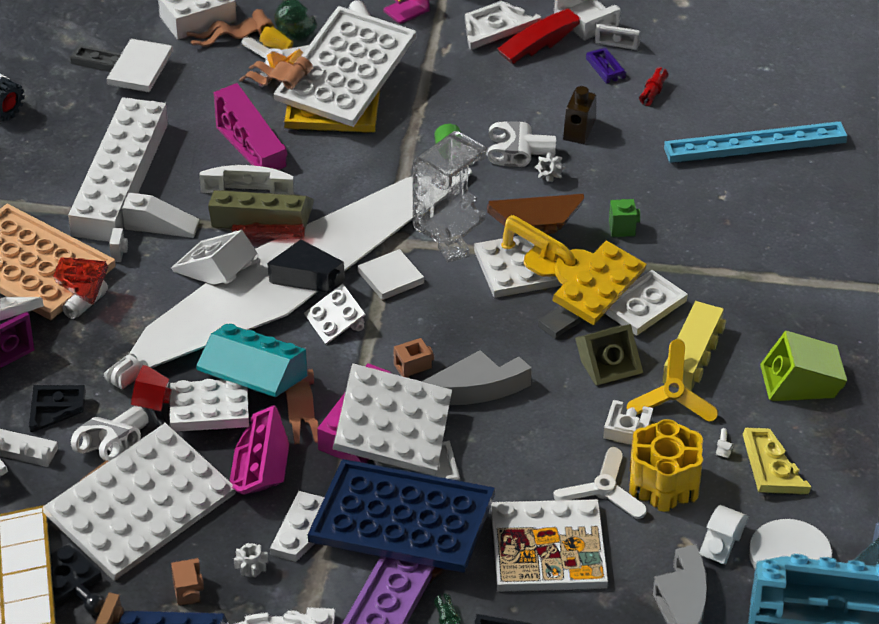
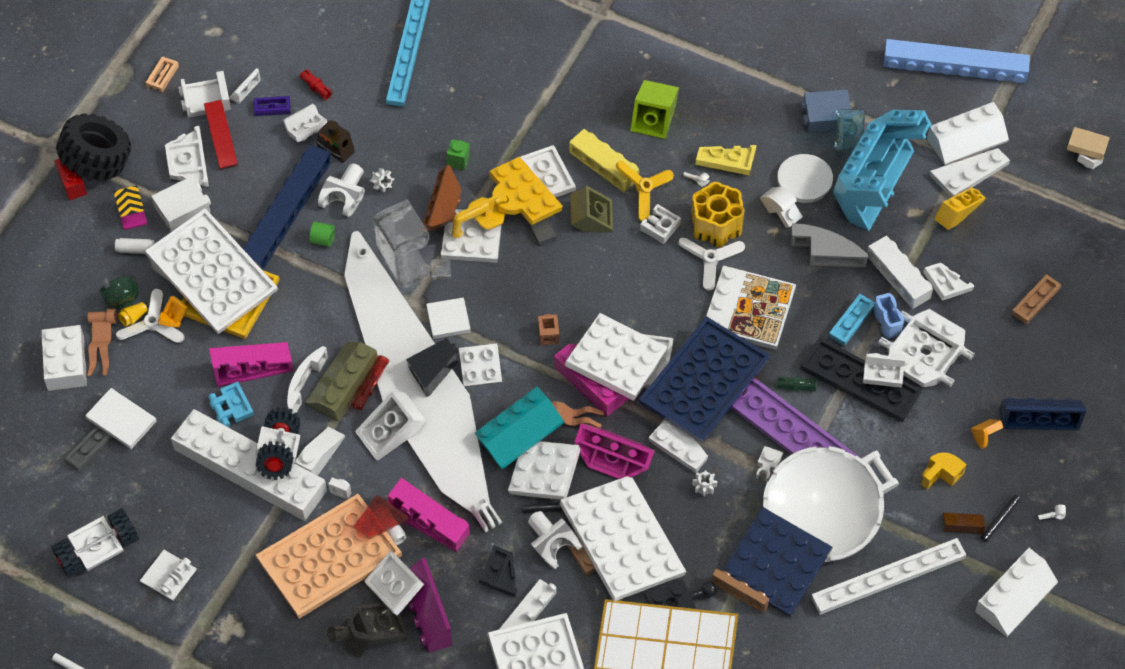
camera: 70 degrees left, 15 degrees up
(104, 318) = (429, 515): none -> dark pink wedge
(140, 168) = (278, 443): none -> plate
(151, 389) = (517, 502): red slope -> none
(187, 581) = (711, 527): nougat brick -> none
(193, 138) = (236, 401): none -> medium azure plate
(283, 72) = (192, 320): nougat flag -> none
(436, 33) = (180, 202): none -> white brick
(467, 107) = (287, 205): none -> dark blue brick
(481, 380) = (585, 296): light grey slope -> none
(603, 88) = (304, 123): none -> white bracket

